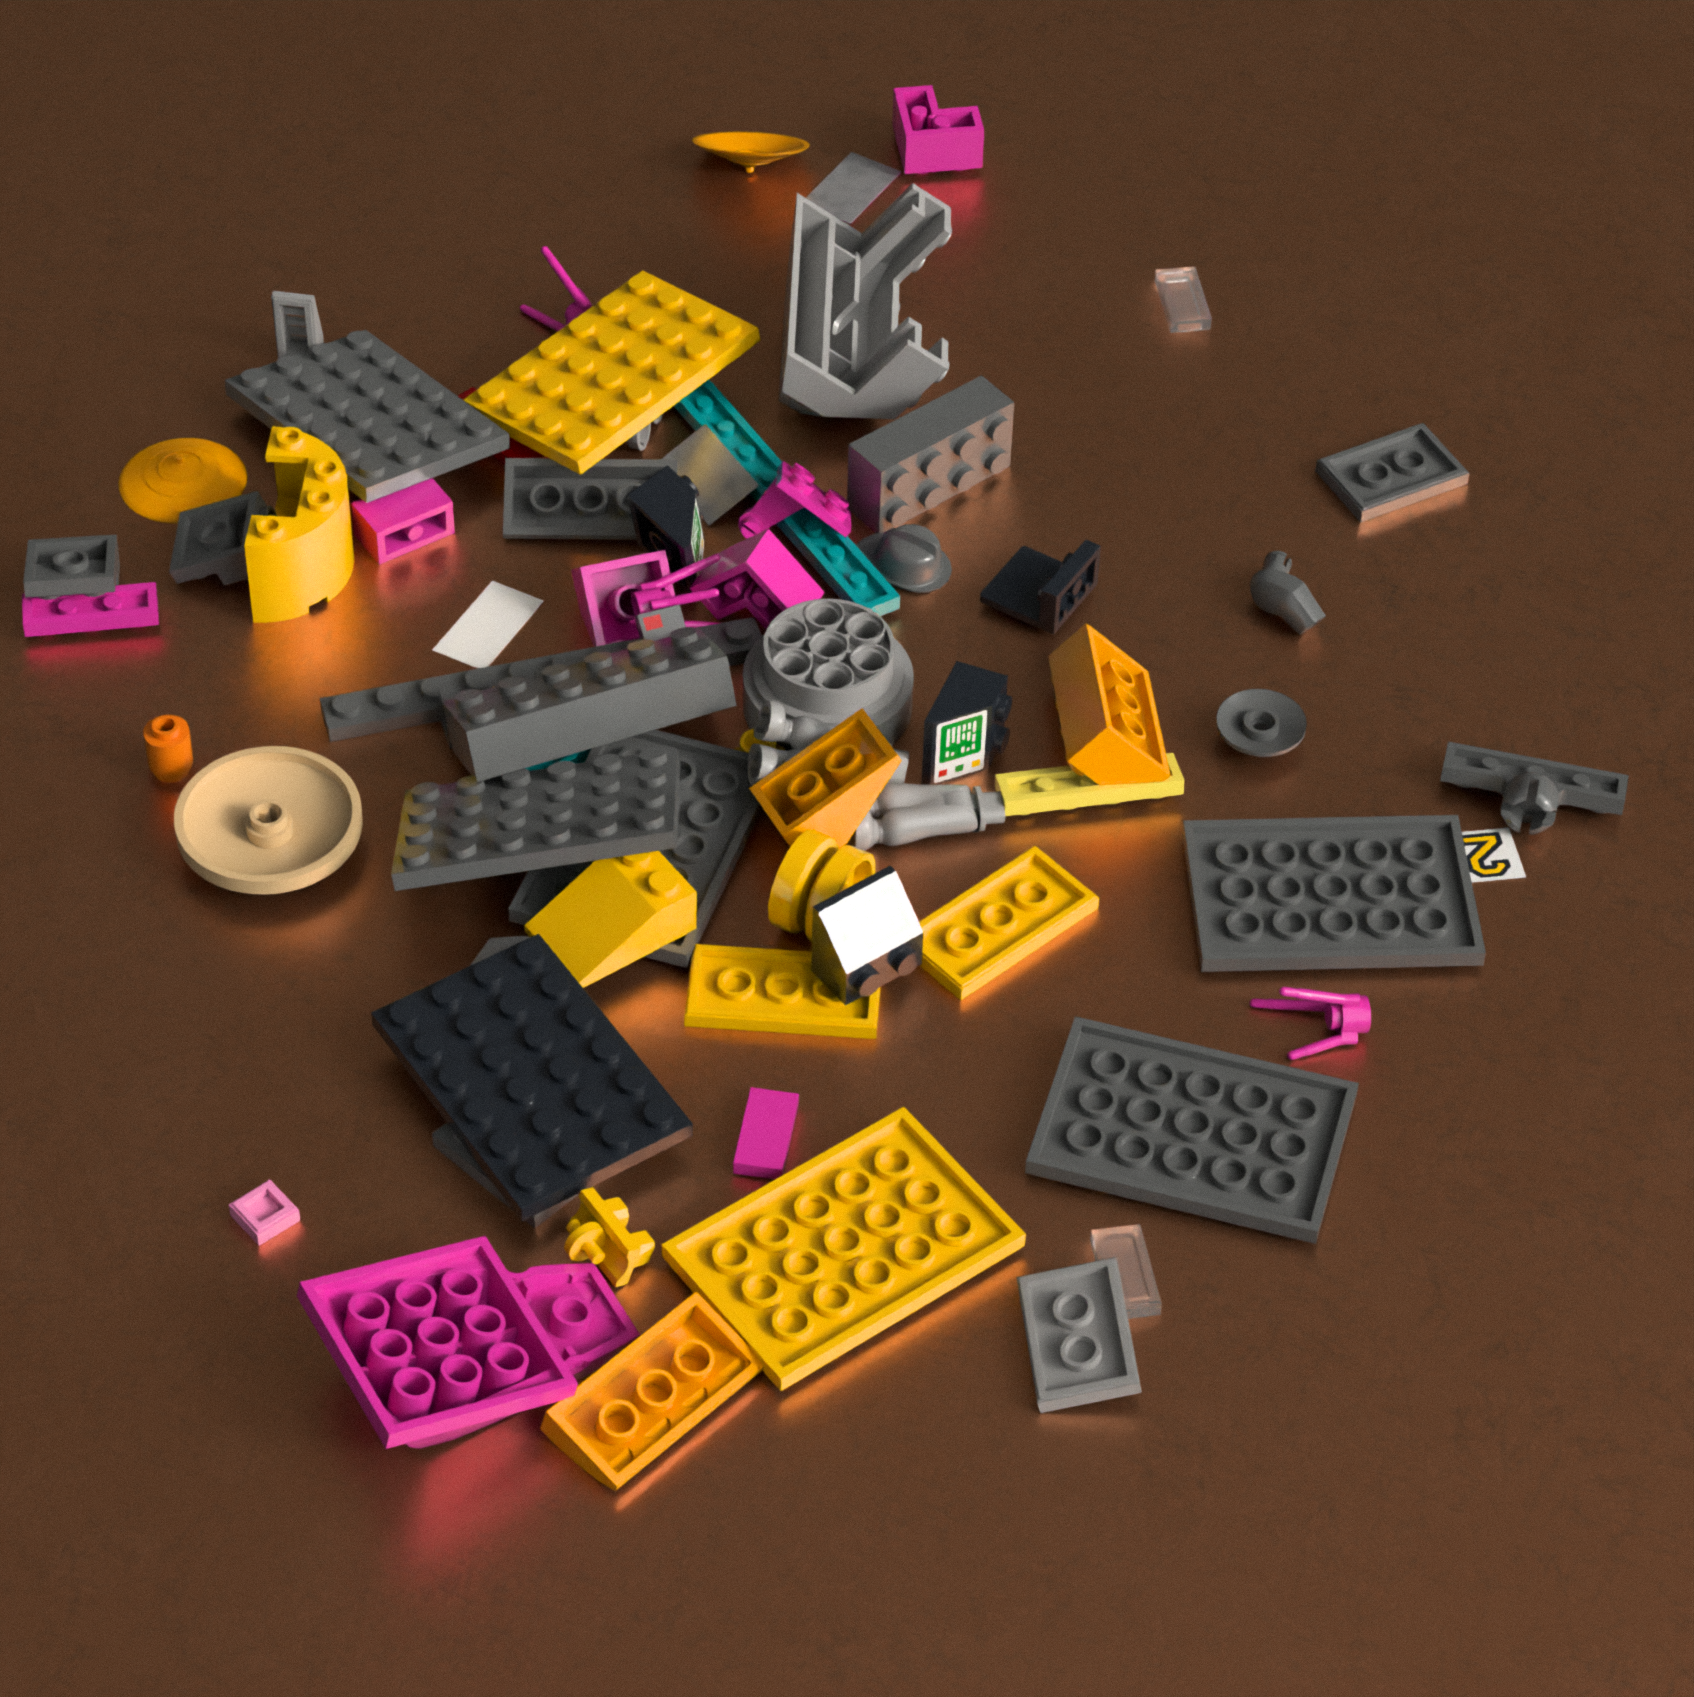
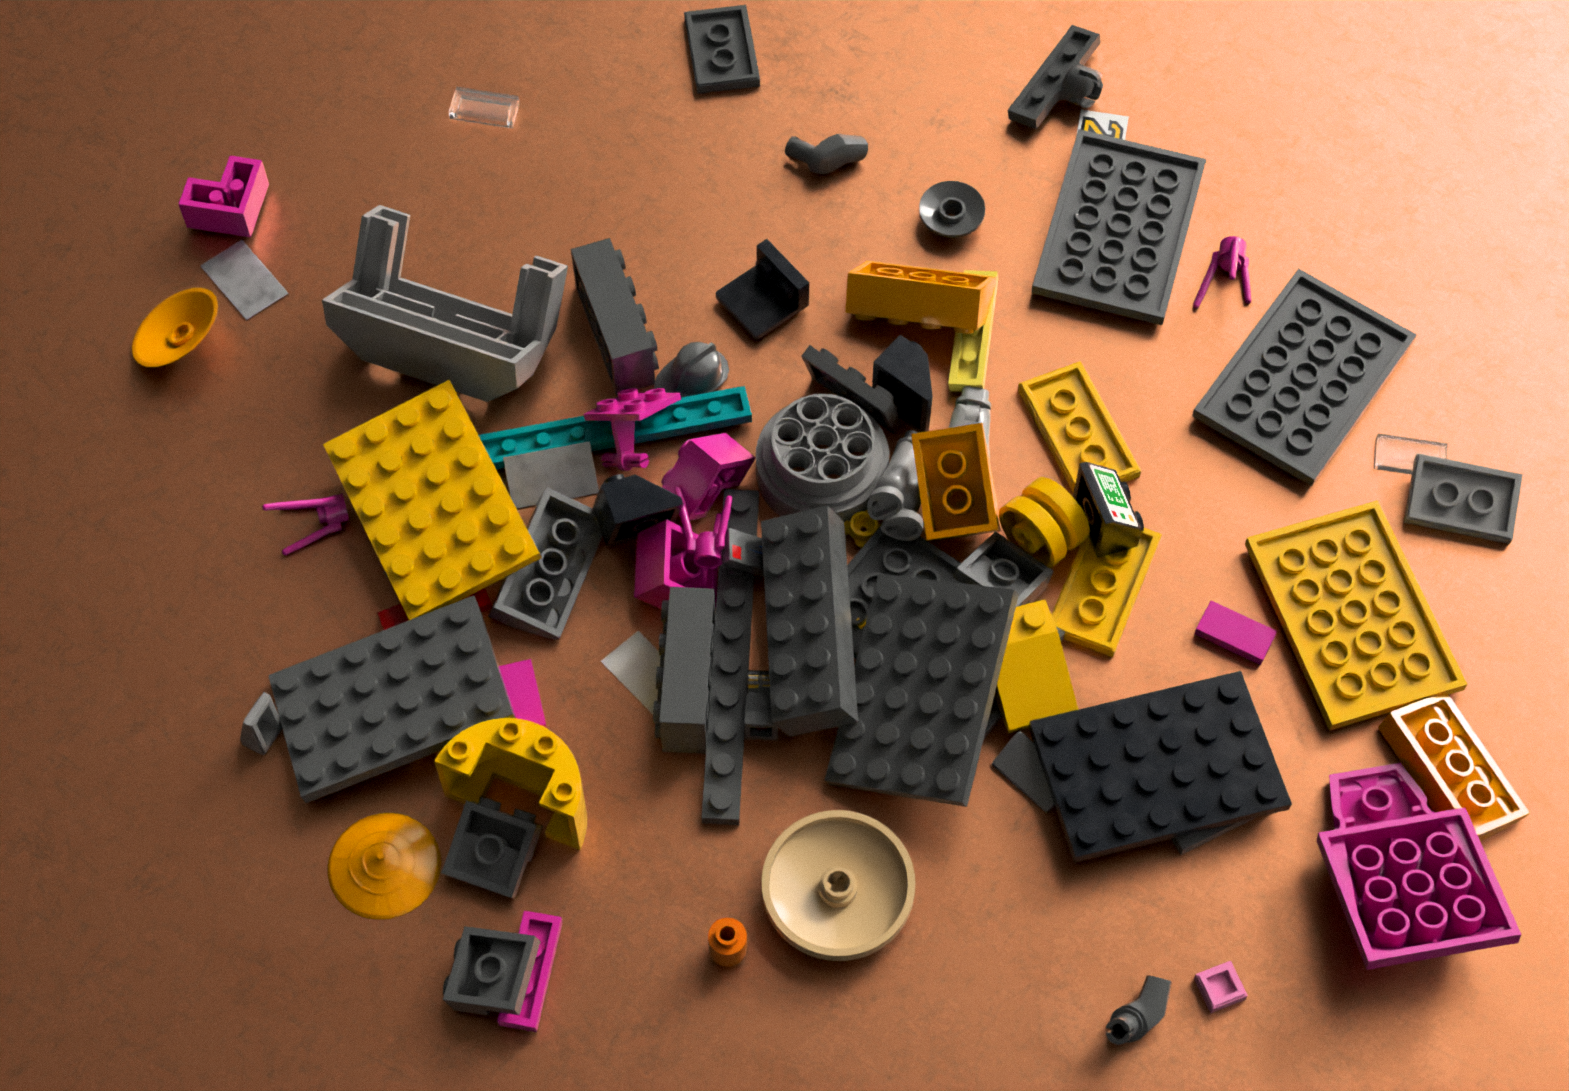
camera: 70 degrees left, 15 degrees up
(193, 1130) = (1141, 1015): none -> dark grey arm
(488, 621) = (685, 670): none -> dark grey brick
(601, 1235) = (1315, 761): yellow hips -> none
(733, 873) = (1006, 566): none -> dark grey plate
(927, 669) = (852, 386): none -> dark grey plate

